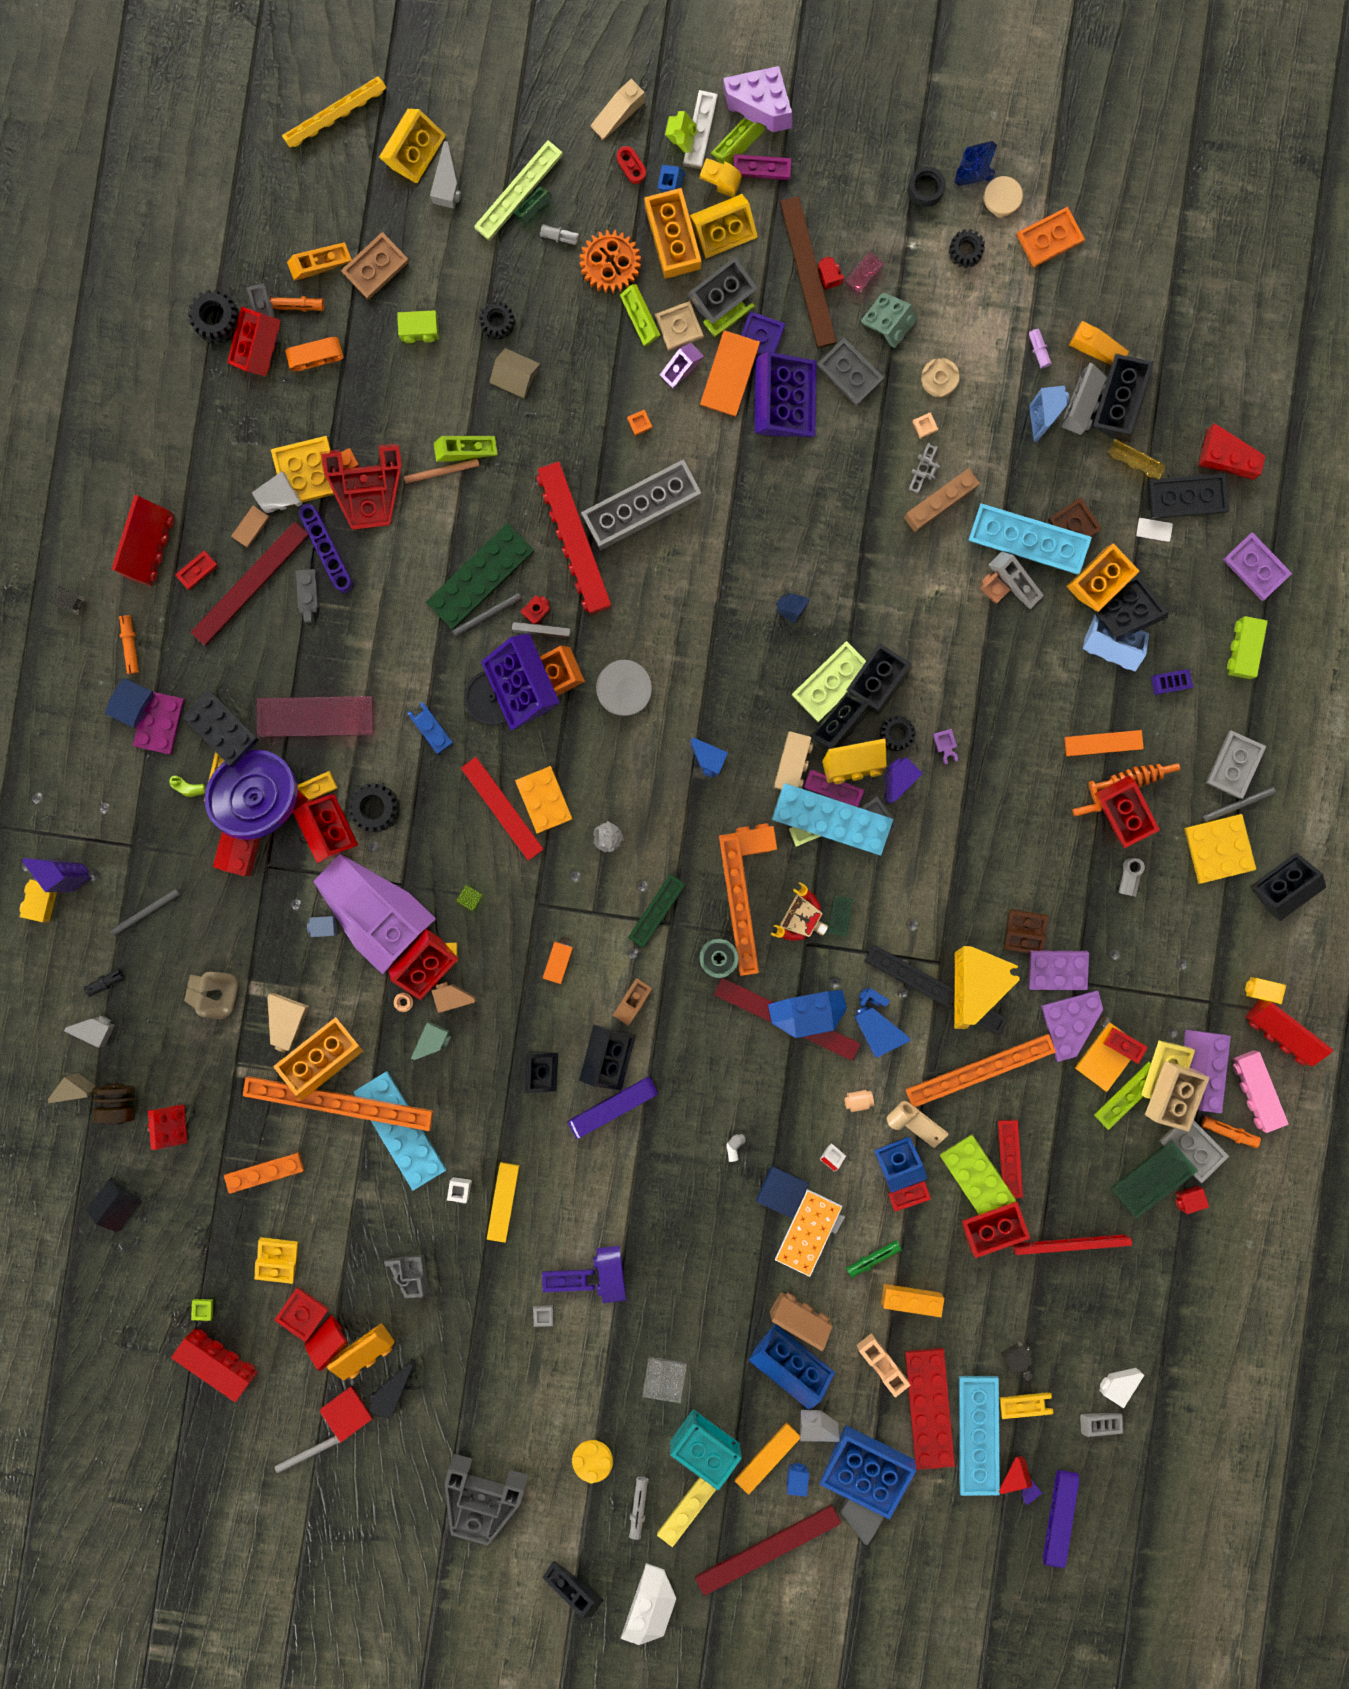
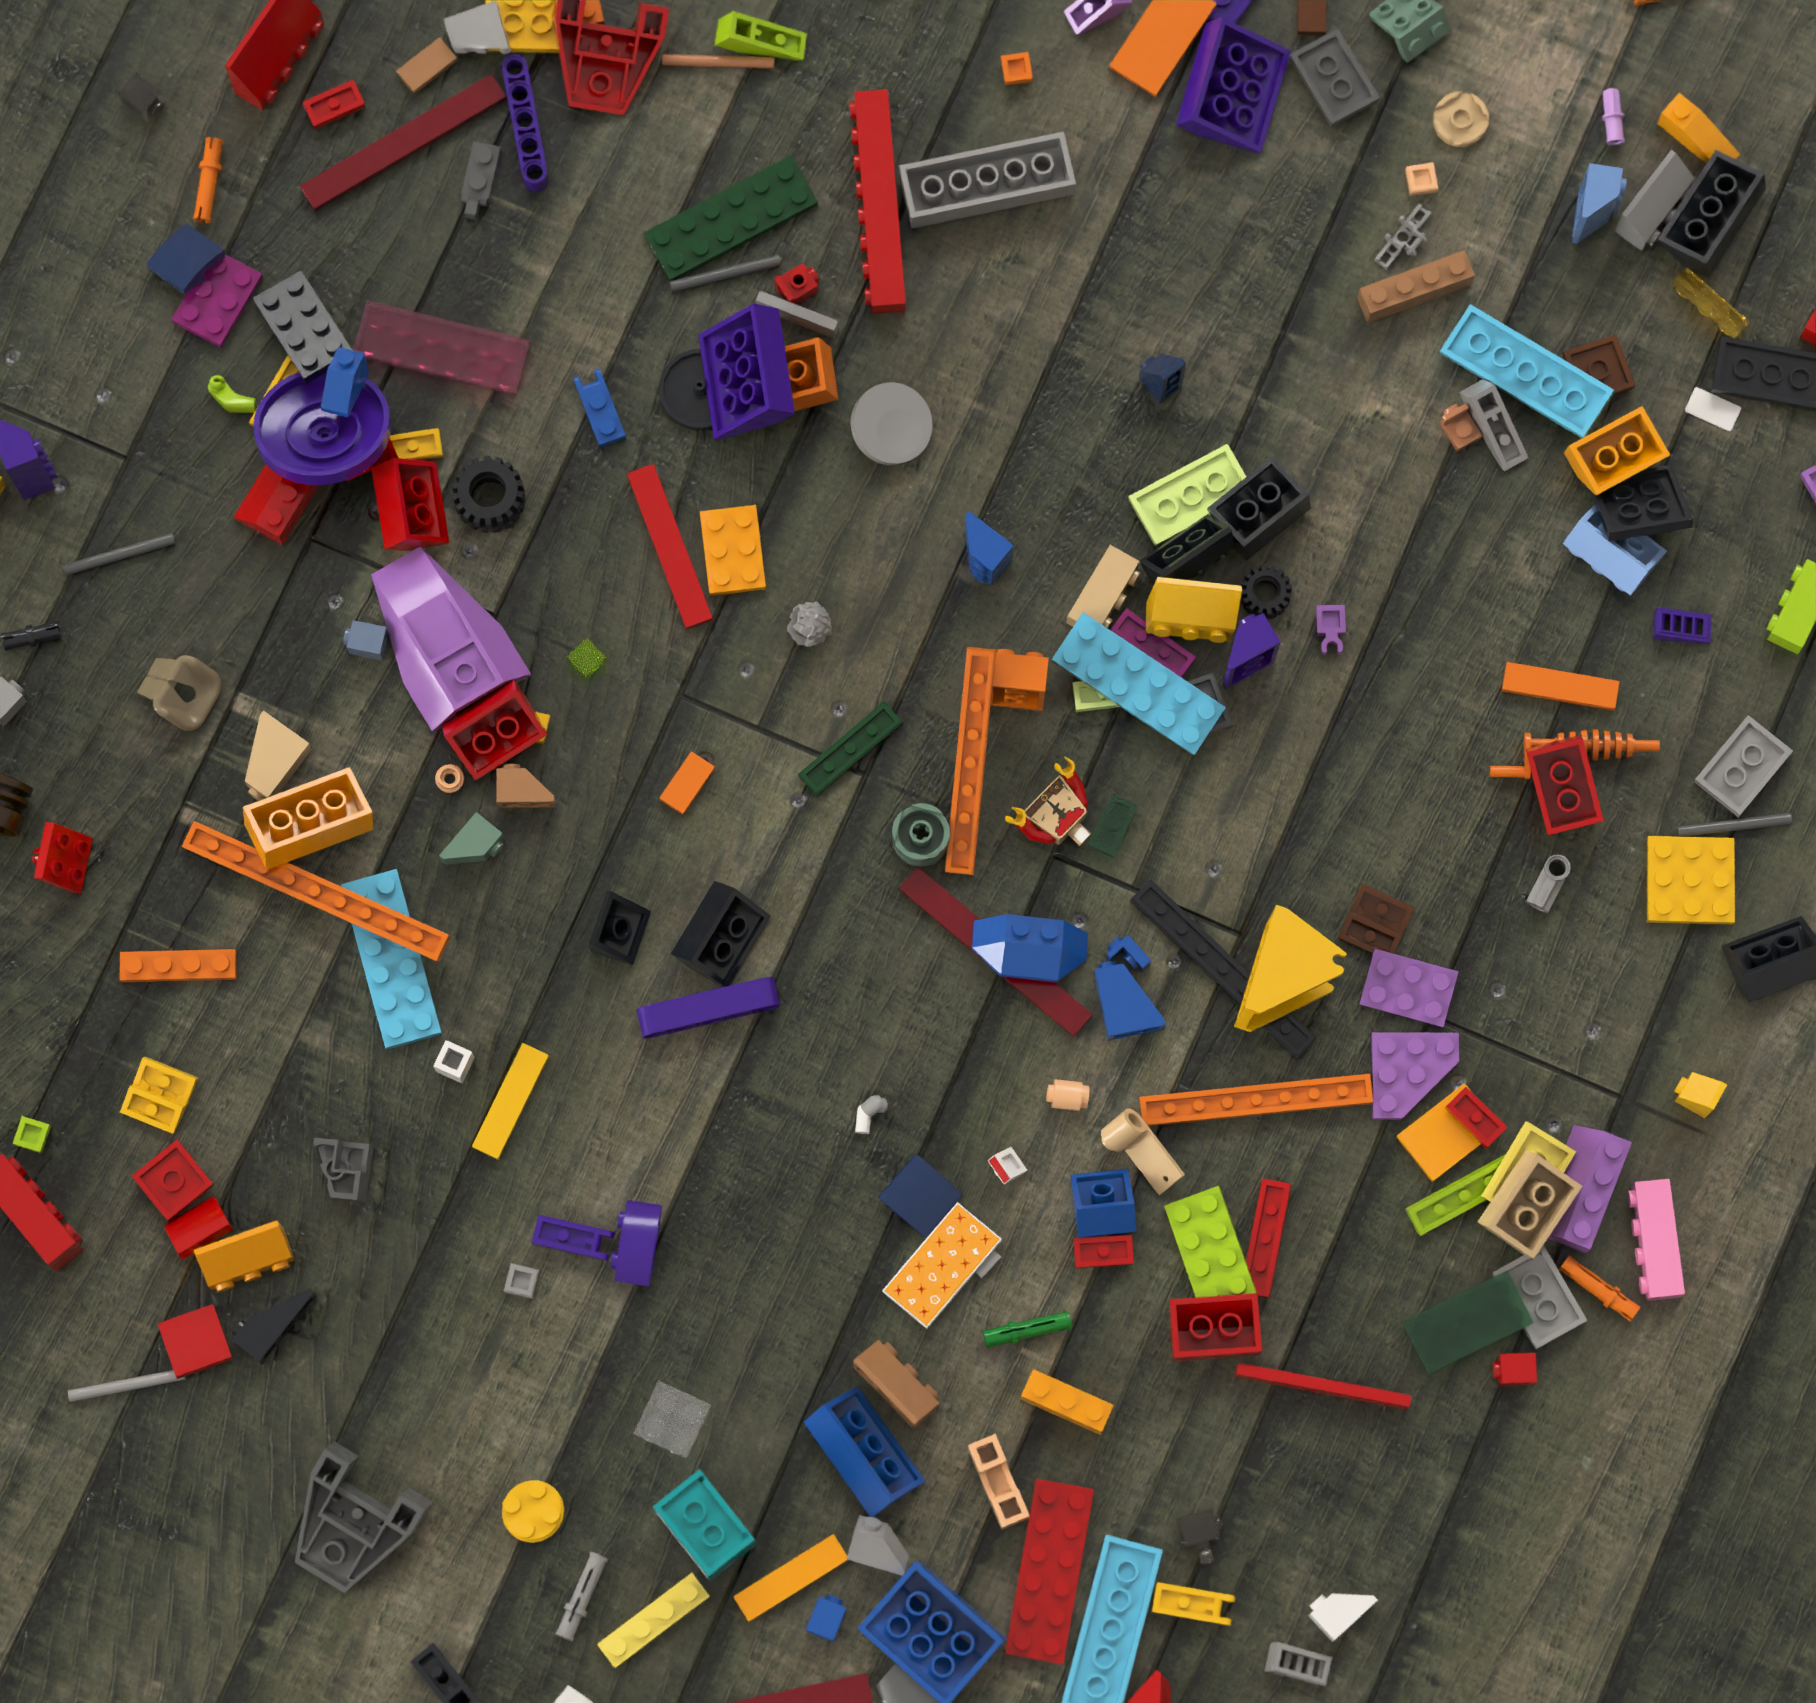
camera: 15 degrees right, 10 degrees down
(256, 761) = (344, 381): none -> blue slope
(632, 1002) = (778, 865): medium nougat slope -> none
(1287, 1033) = (1717, 1164): red slope -> none

